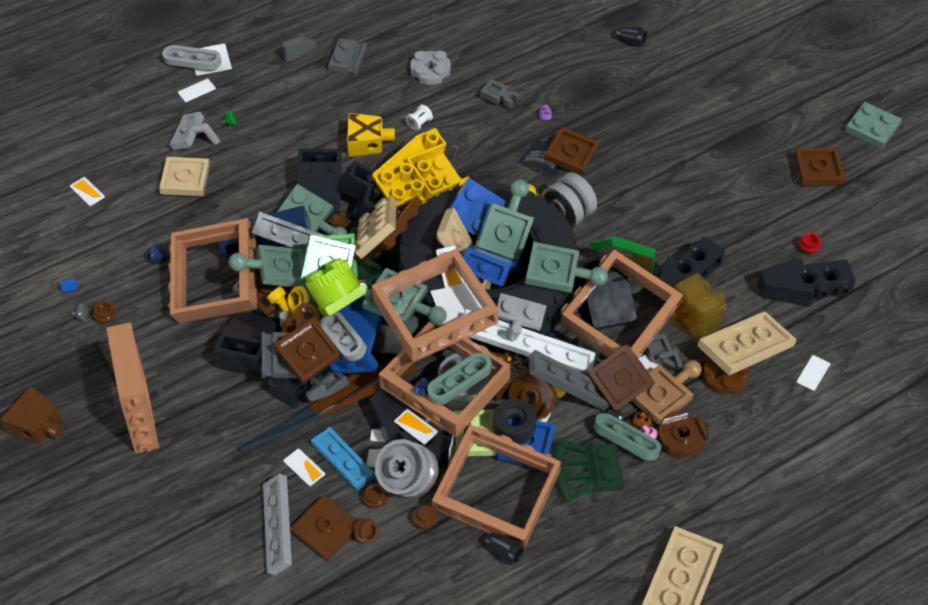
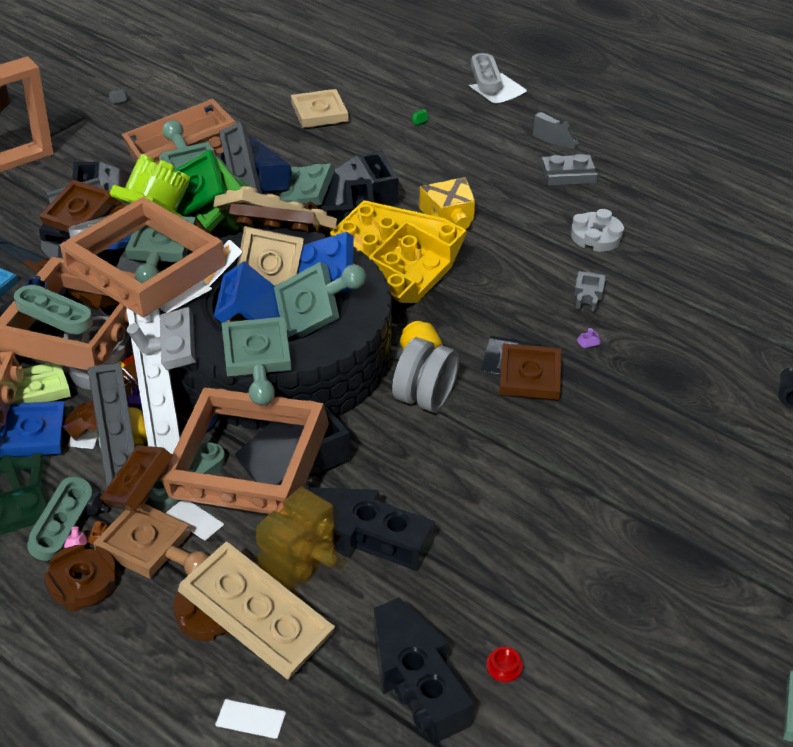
camera: 70 degrees right, 10 degrees down
(69, 285) = (149, 83): blue rock -> none
(87, 191) = (275, 66): sticker -> none
(104, 312) = (122, 107): reddish brown plate -> none
(187, 130) = (385, 96): light grey plate -> none
(196, 90) = (450, 92): white sticker -> none
(418, 117) = (503, 236): white bush -> none
(515, 409) = (45, 413): black tyre -> none
(639, 254) = (356, 449): green tile -> none
(661, 353) = (222, 526): dark grey slope -> none
(819, 166) = (674, 649): reddish brown plate -> none

